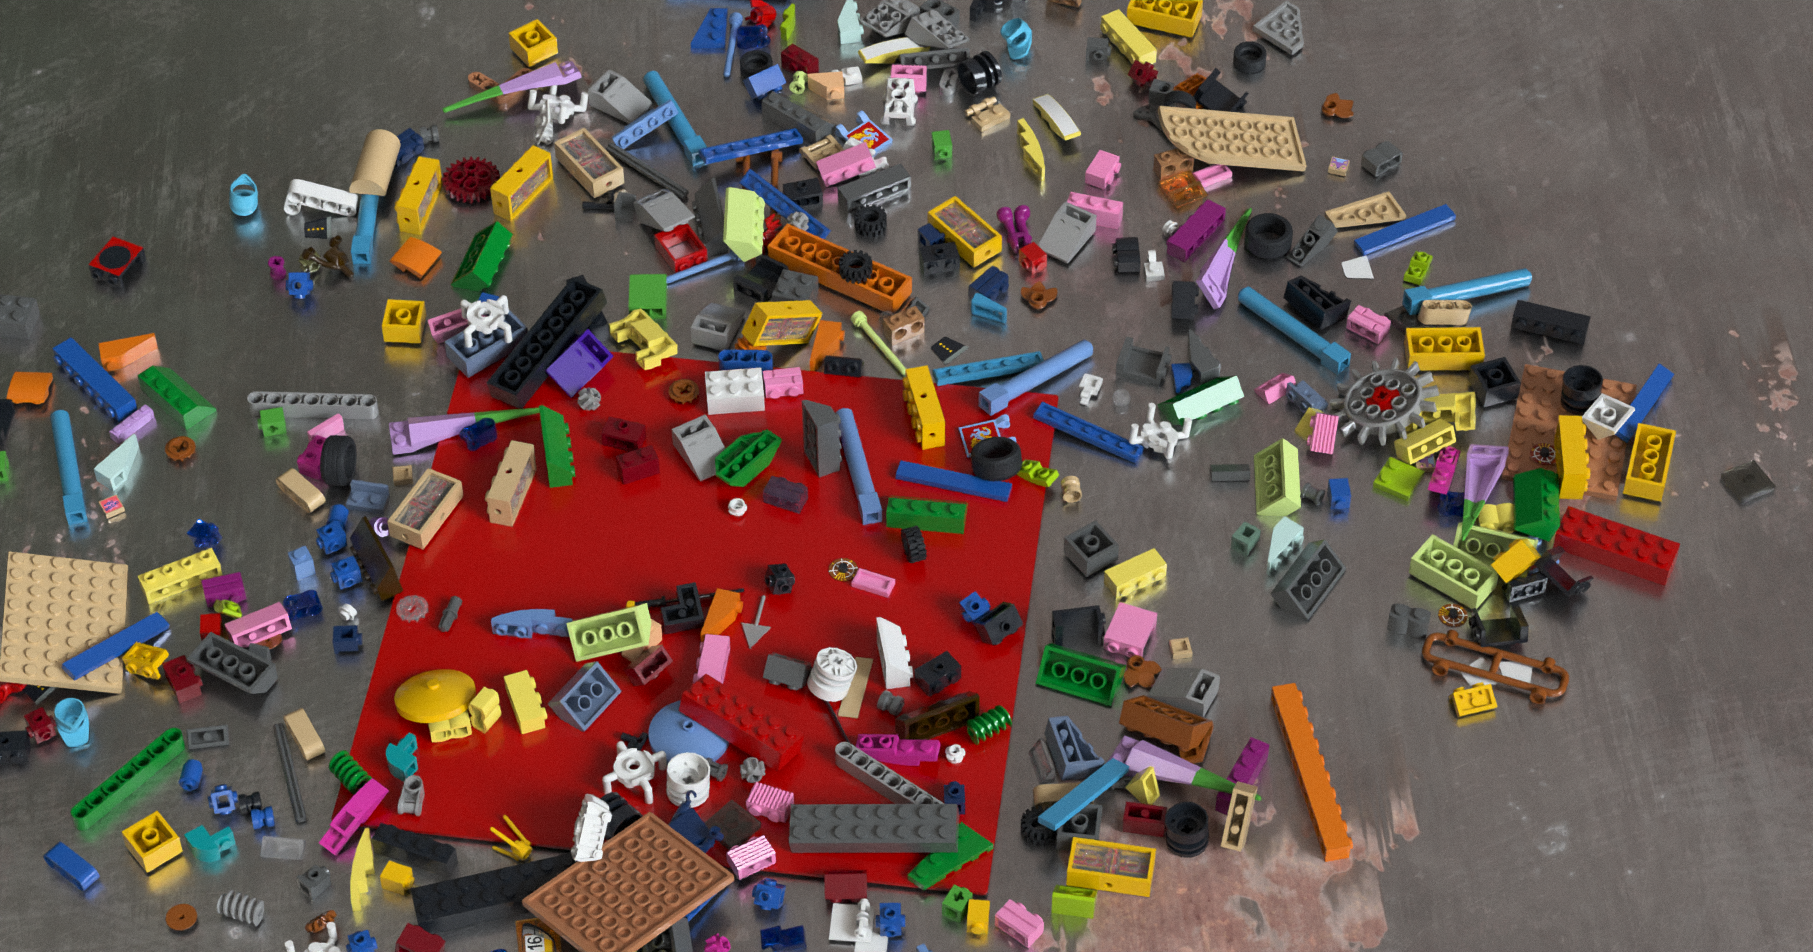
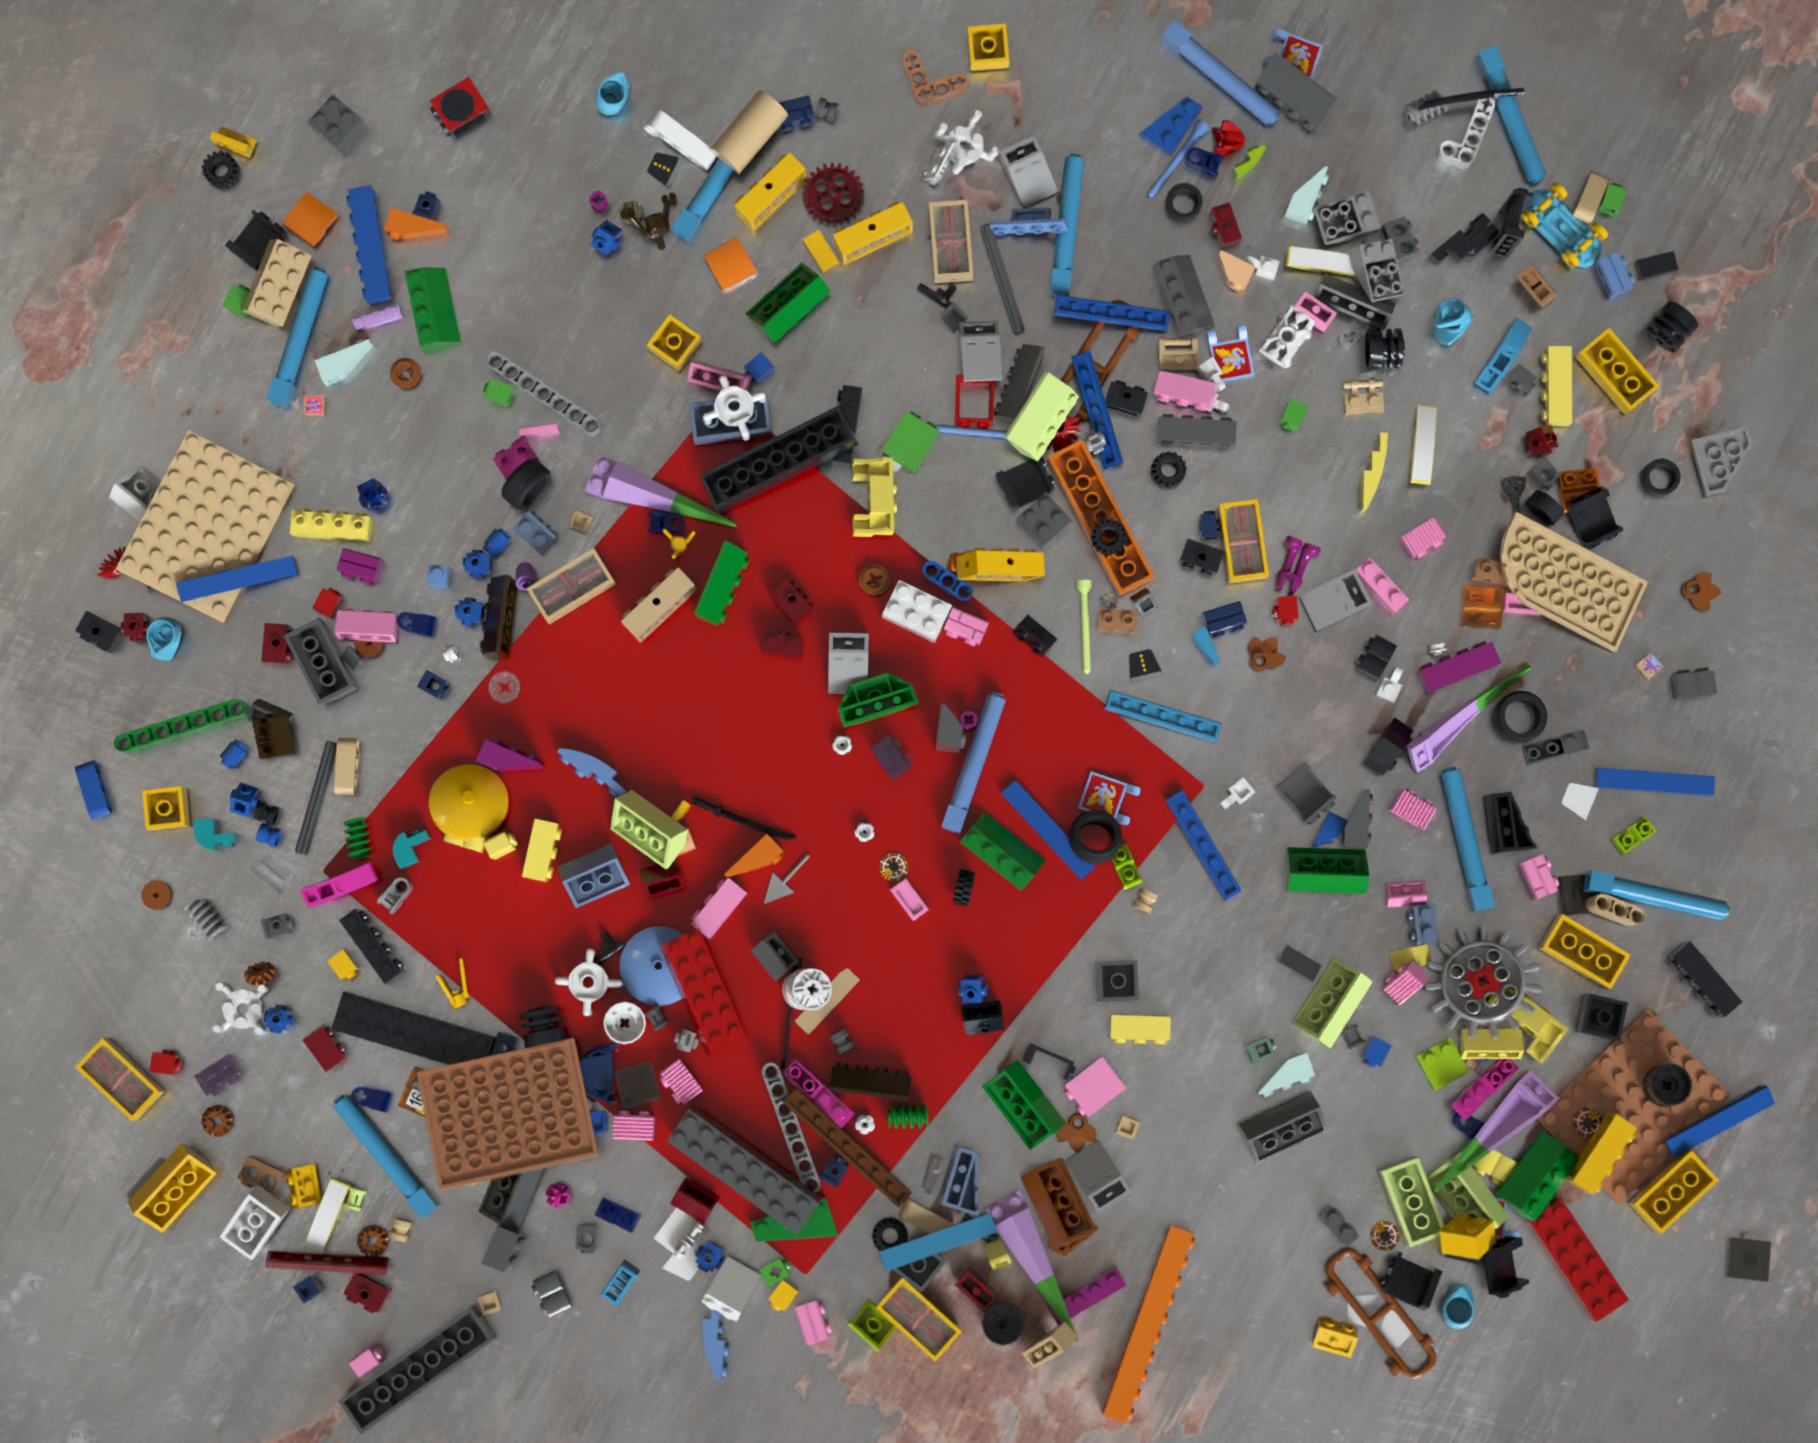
camera: 30 degrees right, 35 degrees up
(26, 434) = (276, 282): none -> tan brick
(128, 330) = (429, 212): none -> dark blue brick
(144, 660) = (254, 606): yellow bracket -> none
(221, 744) = (273, 736): none -> dark brown hinge
(228, 608) = (347, 595): lime slope -> none
(300, 490) = (481, 489): tan beam -> none
(362, 866) = (325, 932): light yellow slope -> none
(450, 613) = (531, 713): dark grey axle -> none
(452, 646) = (503, 759): none -> magenta slope
(483, 218) = (820, 251): none -> yellow tile
(499, 441) = (678, 543): none -> yellow plant
(542, 77) = (970, 103): lavender plate -> none
(579, 363) = (795, 497): dark purple slope -> none
(589, 399) = (784, 541): light grey gear -> none
(590, 829) = (506, 1041): white piece -> none
(686, 614) = (725, 844): black brick -> none
(716, 326) = (953, 515): light grey slope -> none
(765, 81) = (1176, 233): brick -> none
(768, 894) = (628, 1170): blue brick -> none
(779, 579) = (827, 853): black brick -> none
(798, 82) = (1210, 249): yellowish green bush -> none
(800, 554) = (864, 837): none -> white plate
(826, 342) = (1037, 596): orange slope -> none
(893, 654) = (874, 995): white slope -> none
(924, 407) = (1073, 726): yellow brick -> none
(928, 928) = (731, 1289): none -> white brick
(938, 673) = (900, 1035): black brick -> none
(948, 772) = (846, 1147): none -> reddish brown tile
(997, 396) = (1148, 761): medium blue brick -> none
(1073, 42) = (1504, 355): none -> dark azure slope
(1152, 431) = (1272, 884): white plate -> none
(1235, 330) = (1412, 809): none -> bright pink brick
(1367, 211) = (1637, 741): tan wing -> none
(1552, 626) = (1458, 1306): none -> medium azure helmet
(1606, 416) = (1669, 1128): white slope -> none

